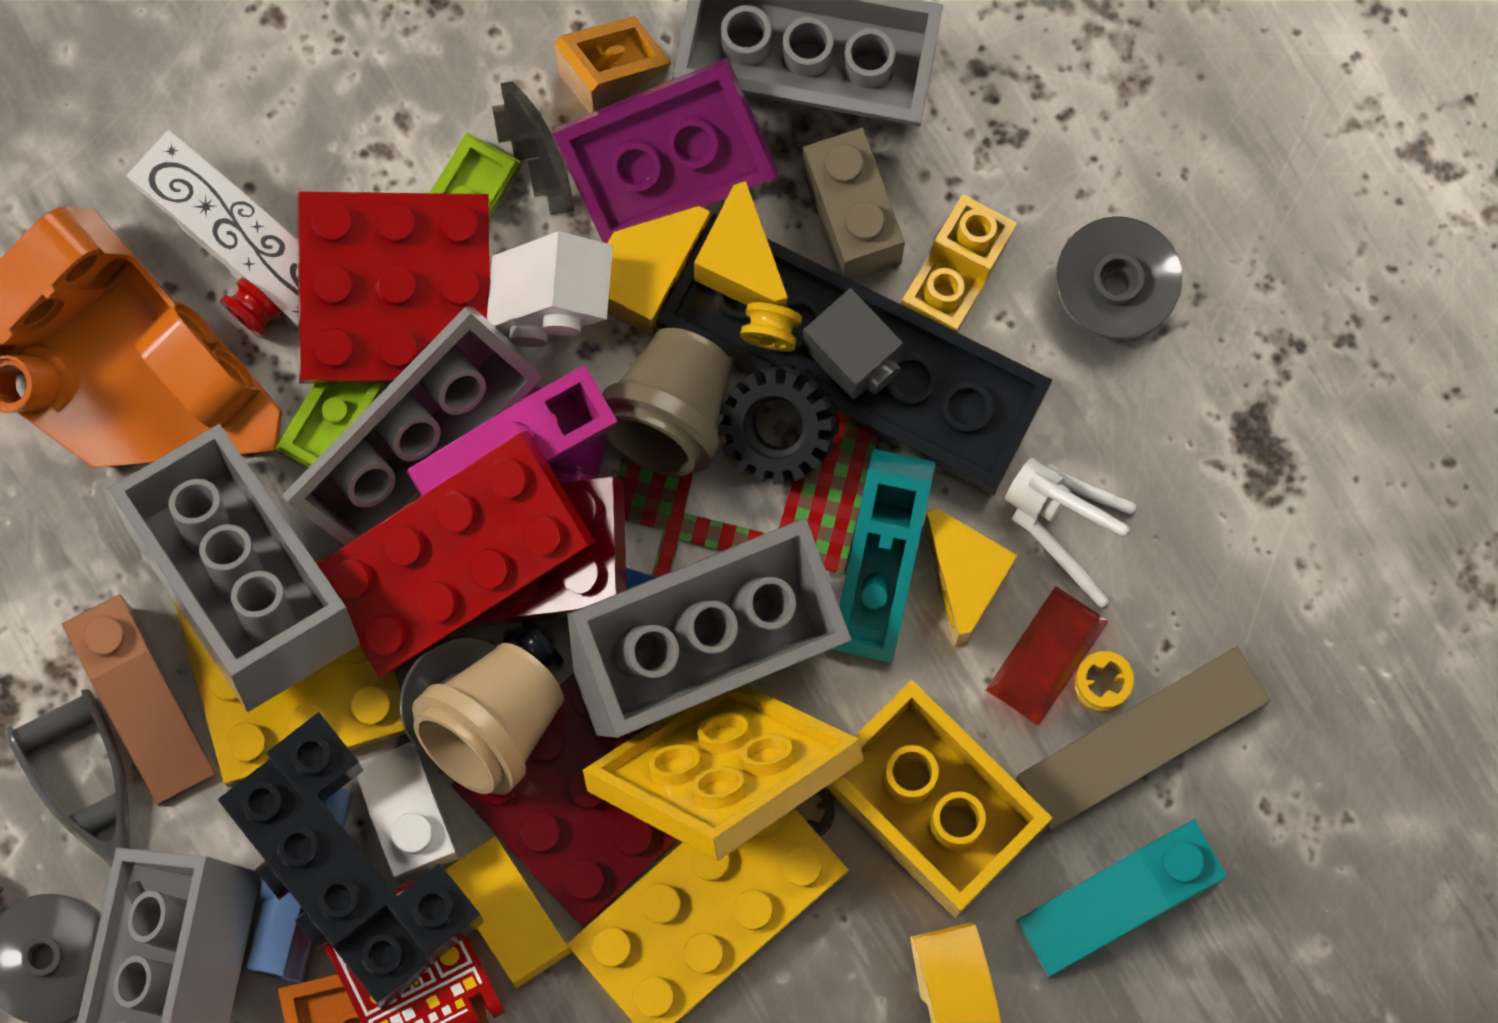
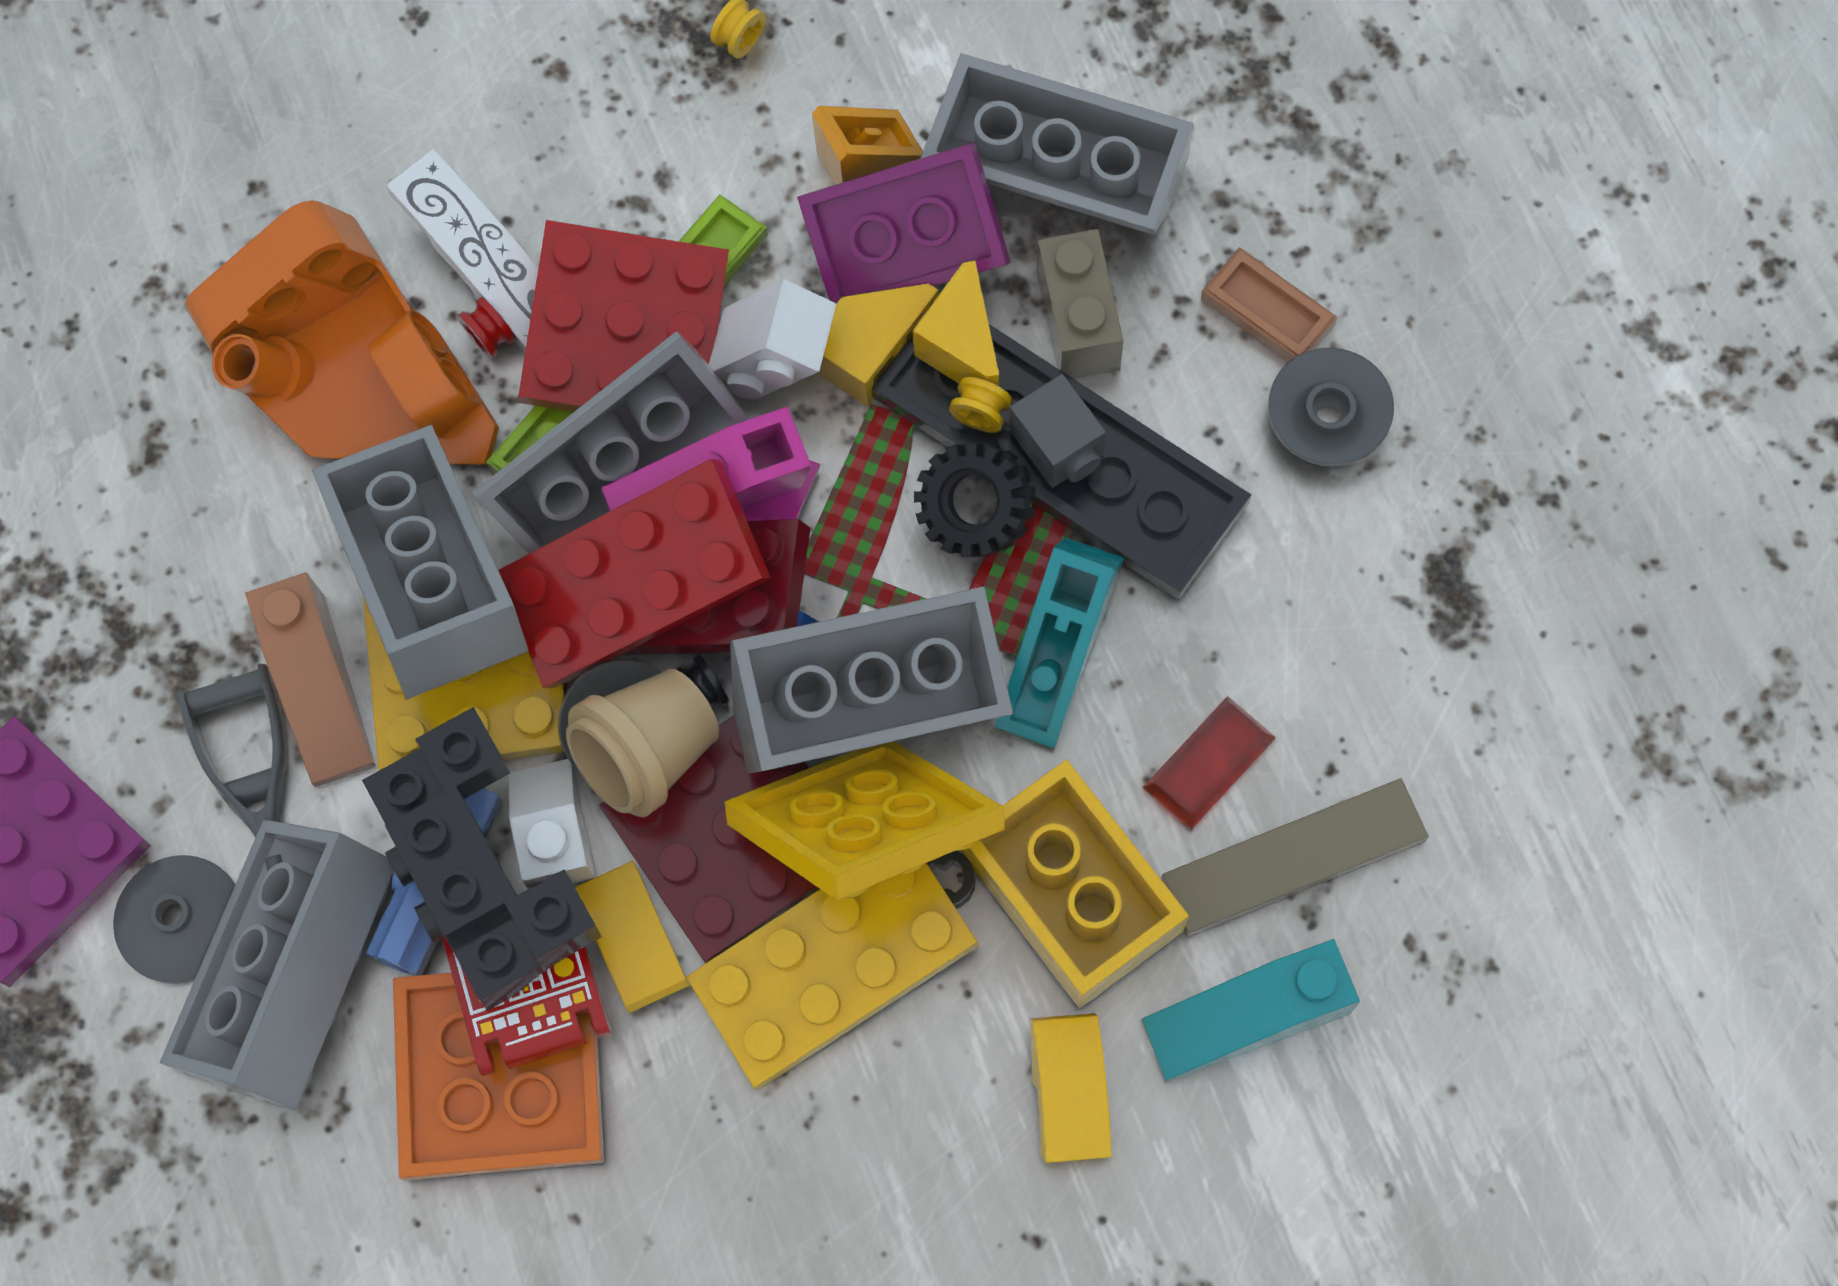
camera: 15 degrees right, 5 degrees down
(531, 138) = (779, 211): clear smoke slope -> none
(670, 404) = (870, 466): dark tan piece -> none
(959, 263) = (1177, 374): yellow slope -> none
(967, 571) = (1142, 667): yellow slope -> none
(1041, 179) = (1268, 306): none -> nougat tile
(1043, 493) = (1227, 604): white plant -> none
(1097, 663) = (1265, 814): yellow bush -> none

